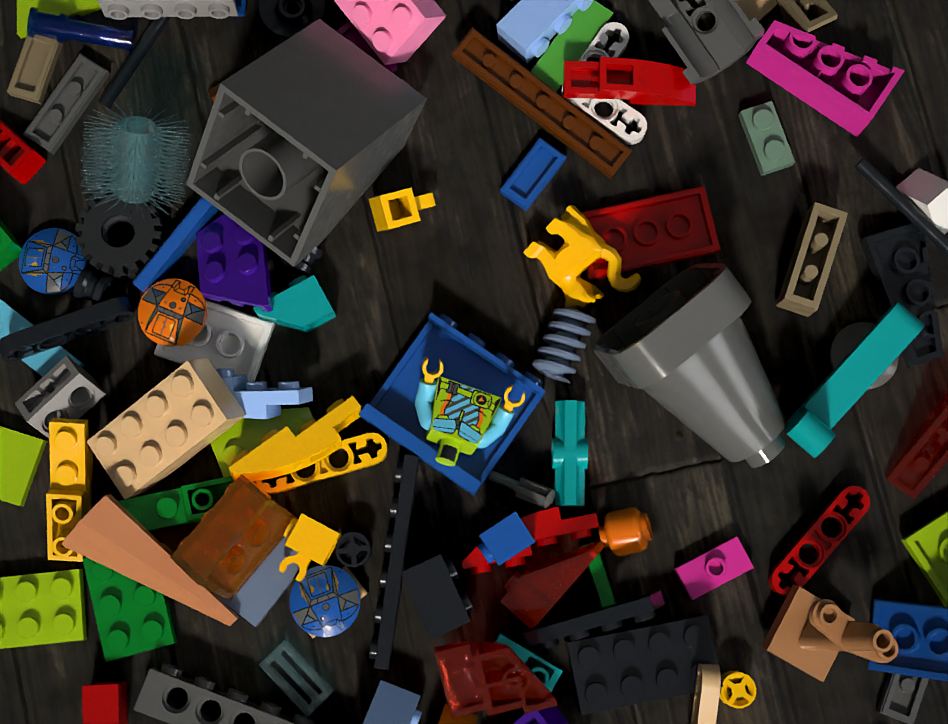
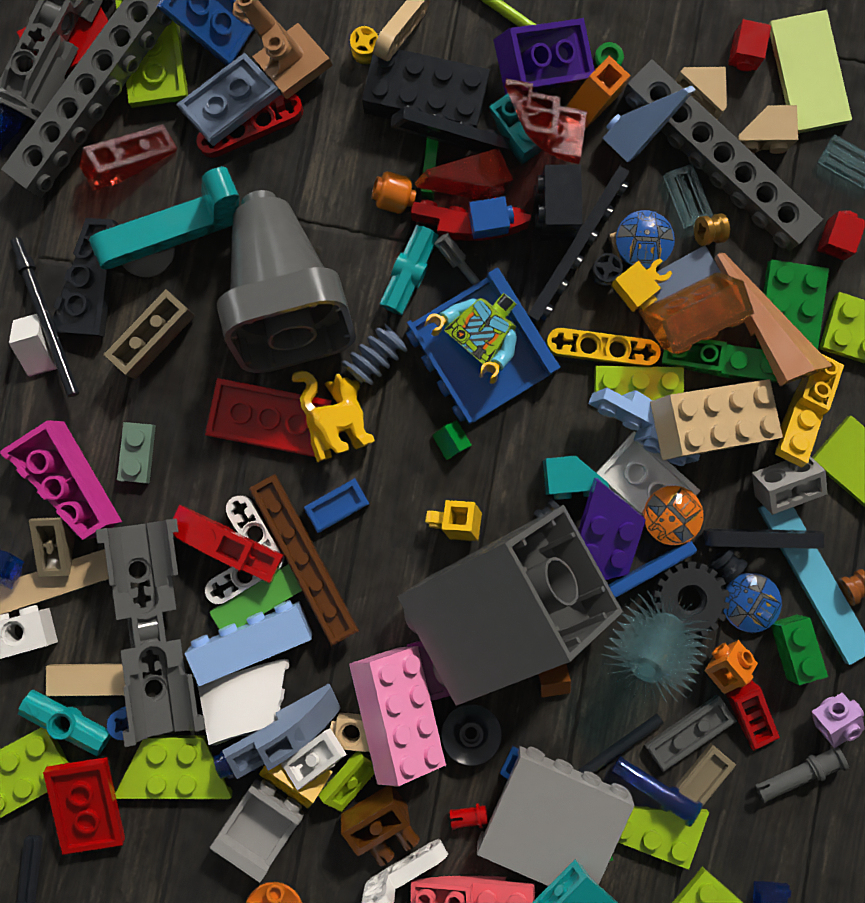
camera: 155 degrees left, 5 degrees up
(49, 182) = (731, 666): none -> orange brick
(254, 646) = (711, 229): none -> pearl gold wheel
(284, 453) = (631, 361): yellow slope -> none
(442, 293) = (451, 439): none -> green slope
(714, 568) = (339, 139): dark pink plate -> none
(856, 556) = (228, 99): none -> sand blue tile

